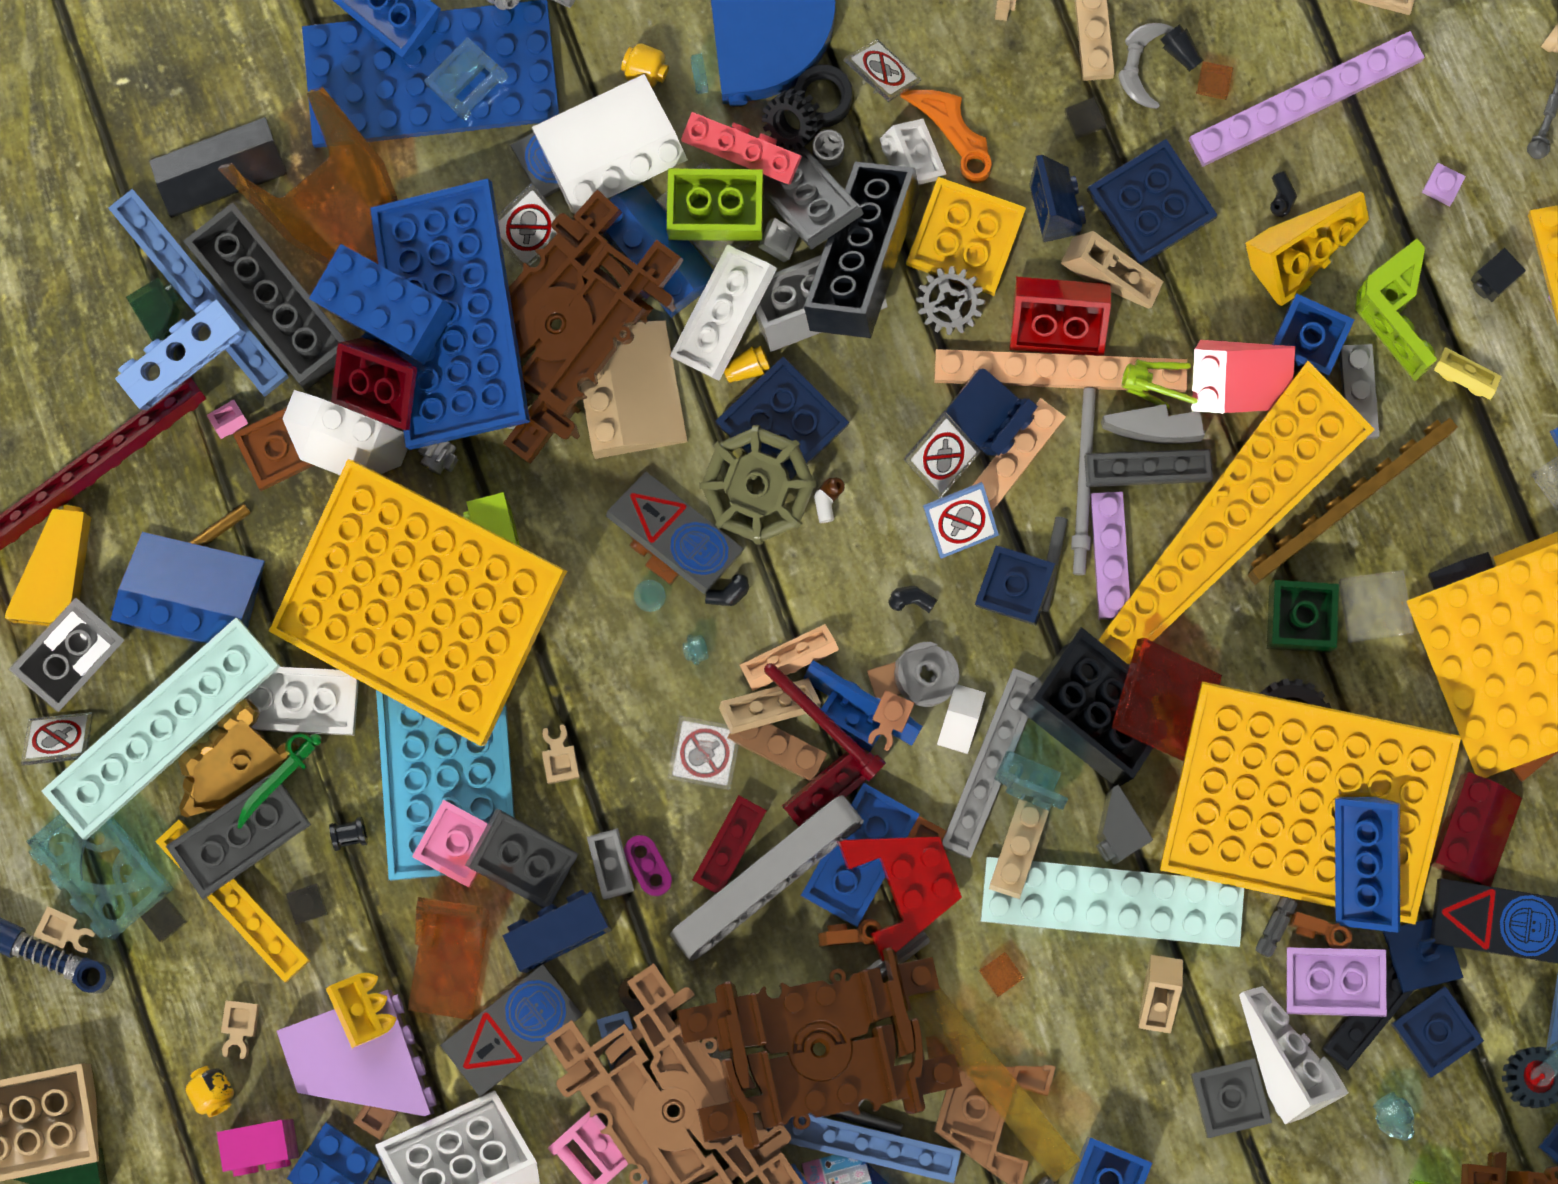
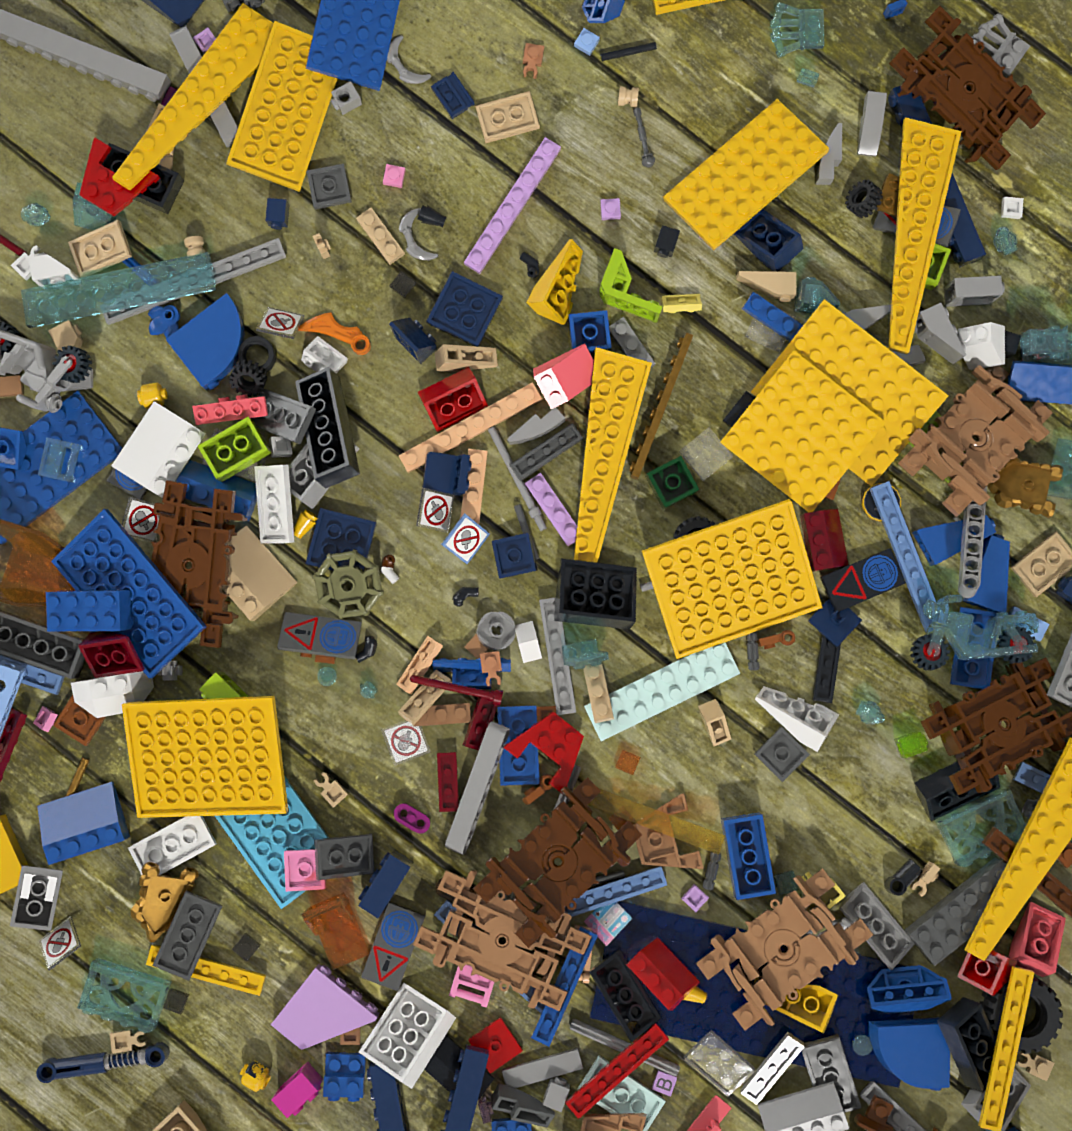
camera: 35 degrees left, 5 degrees up
(160, 728) = (110, 907): light aqua plate -> none
(239, 1021) = (249, 1030): tan plate -> none
(295, 759) = (189, 891): green sword -> none
(348, 834) = (245, 898): black bush -> none
(358, 1009) = (306, 988): yellow plate -> none
(610, 864) = (392, 830): light grey slope -> none
(699, 73) = (184, 382): clear light blue tile -> none
(828, 142) = (277, 382): light grey wheel -> none
(945, 286) = (397, 430): light grey gear -> none
(966, 232) = (378, 385): yellow plate -> none
(1120, 828) = (644, 651): dark grey slope -> none
(1137, 378) = (513, 409): lime plant -> none
(1161, 697) = (624, 569): clear red plate -> none
(1214, 80) = (458, 224): clear orange tile -> none
(1336, 981) = (800, 662): lavender plate -> none
(1367, 863) = (780, 592): blue slope -> none
(1437, 1032) = (865, 656): dark blue plate -> none

